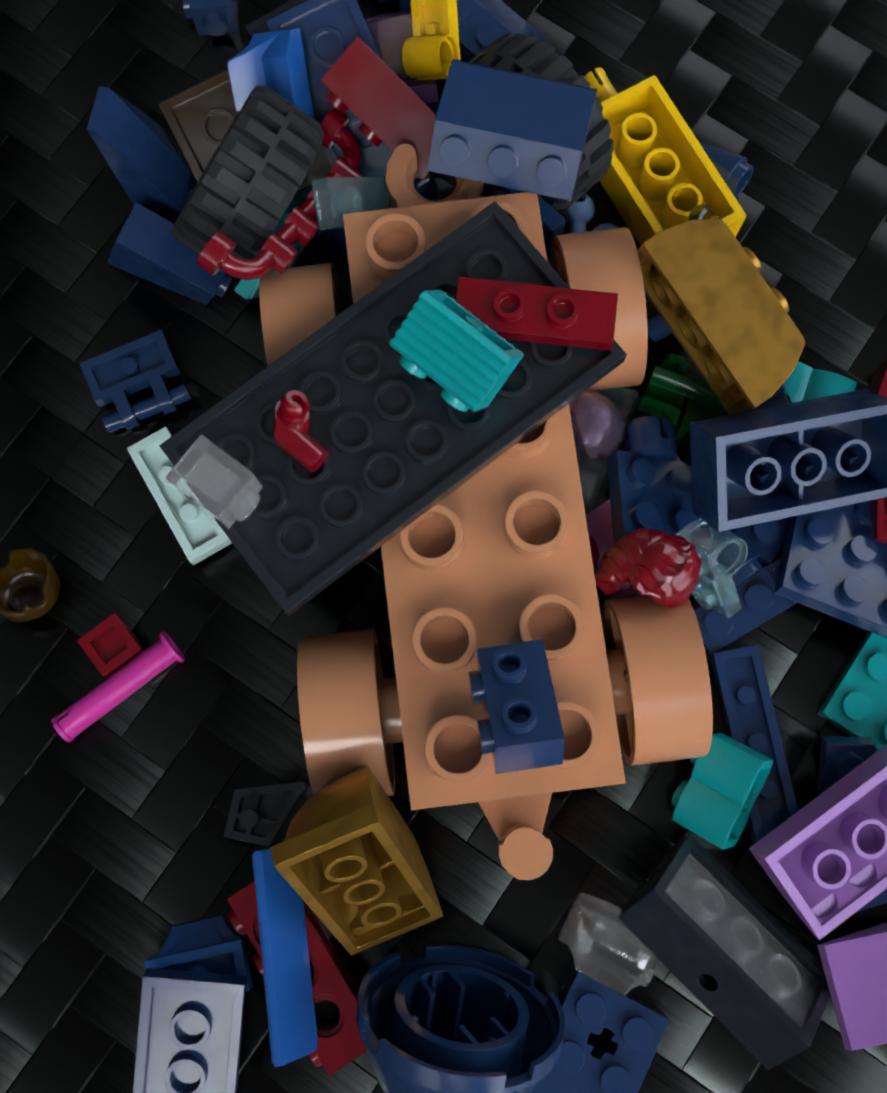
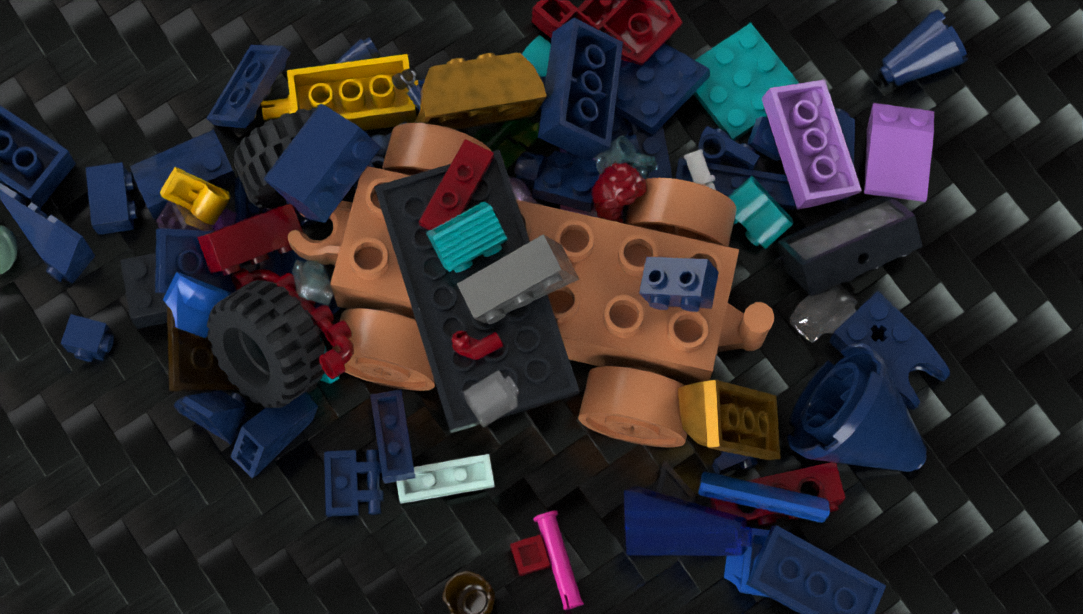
camera: 75 degrees left, 5 degrees down
(176, 411) = (392, 436): none -> dark blue plate
(202, 845) = (678, 527): none -> clear blue slope
(419, 452) = (517, 279): none -> dark grey wedge
(619, 48) = (249, 86): none -> dark blue plate
(741, 686) = (699, 169): none -> white pin
(800, 733) = (729, 151): none -> dark blue plate

